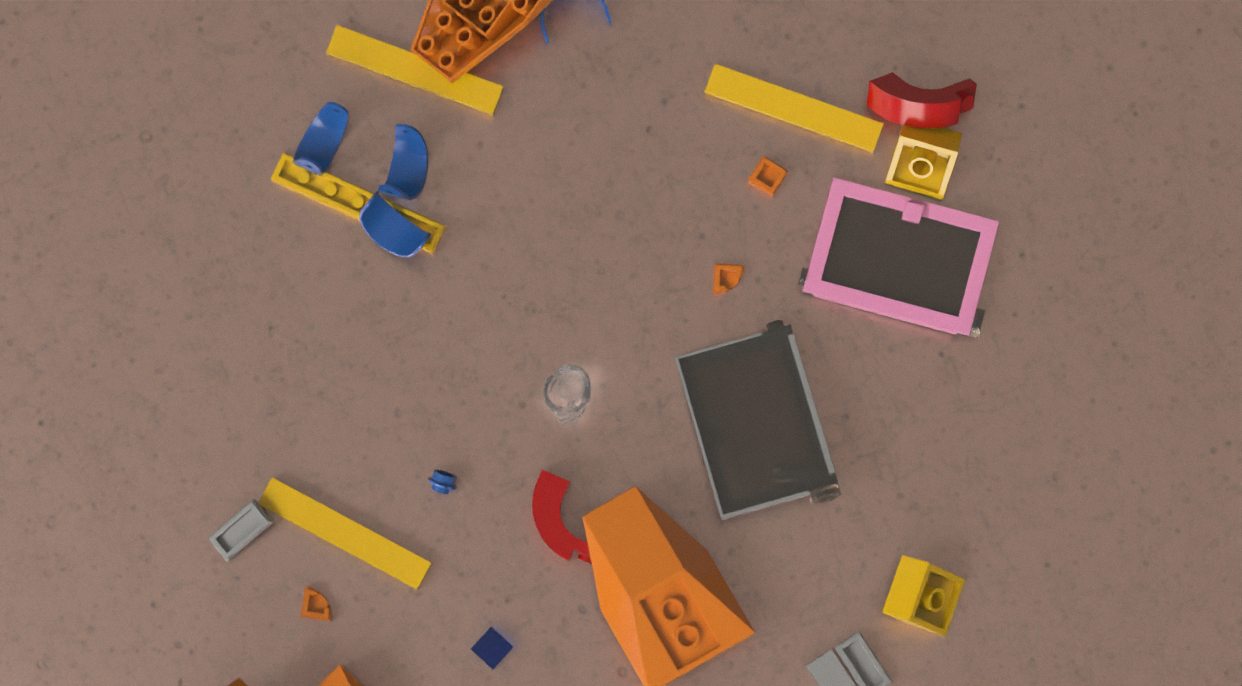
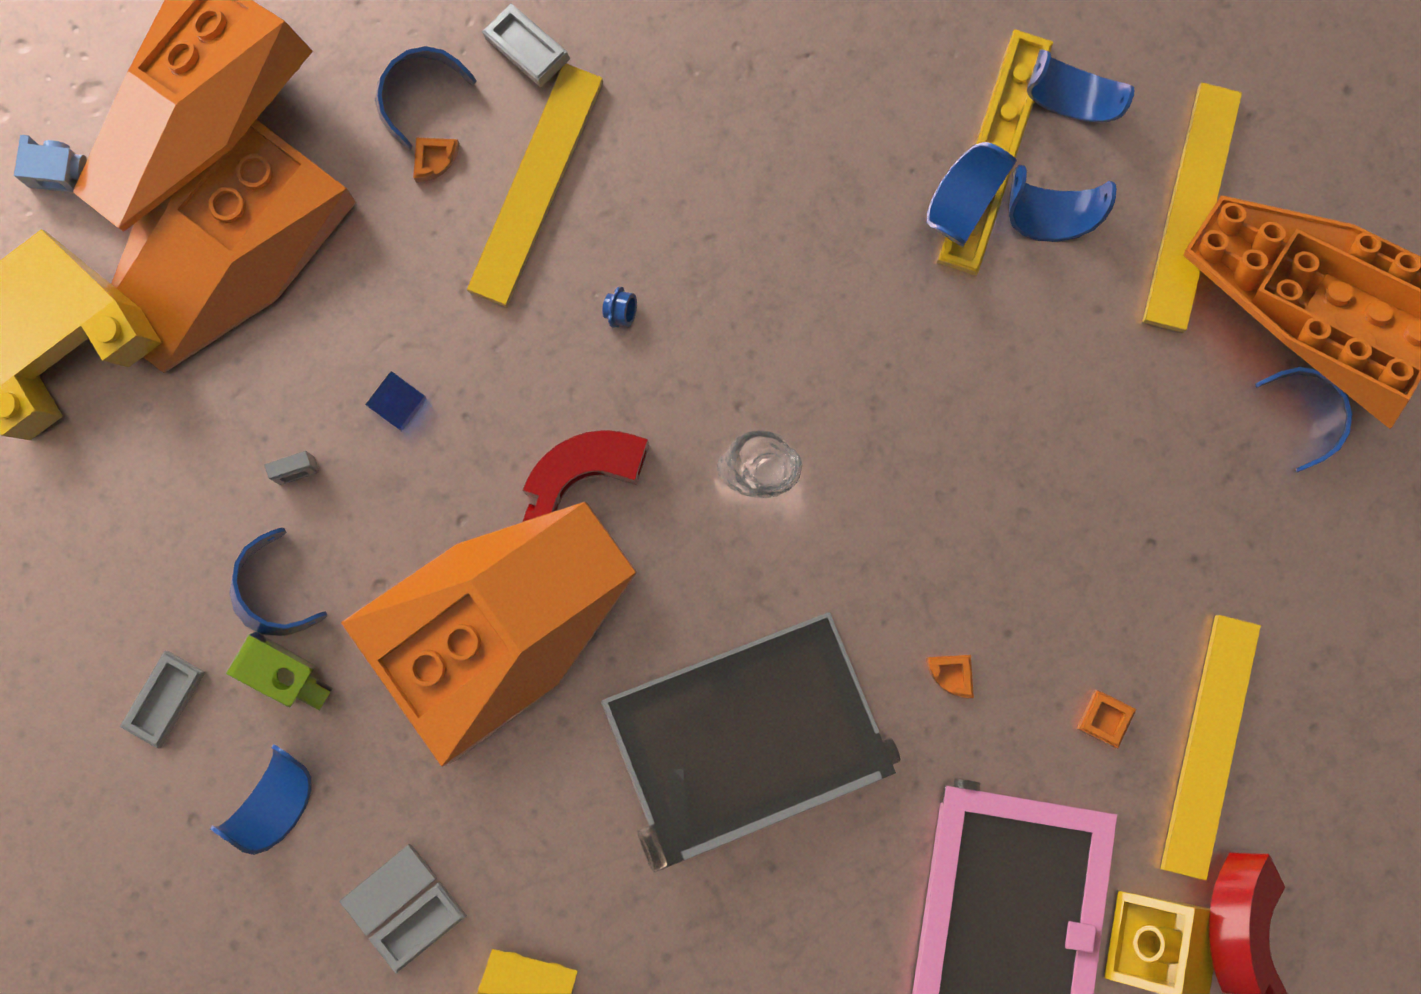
camera: 80 degrees right, 0 degrees up
(251, 632) = (426, 52): none -> blue piece

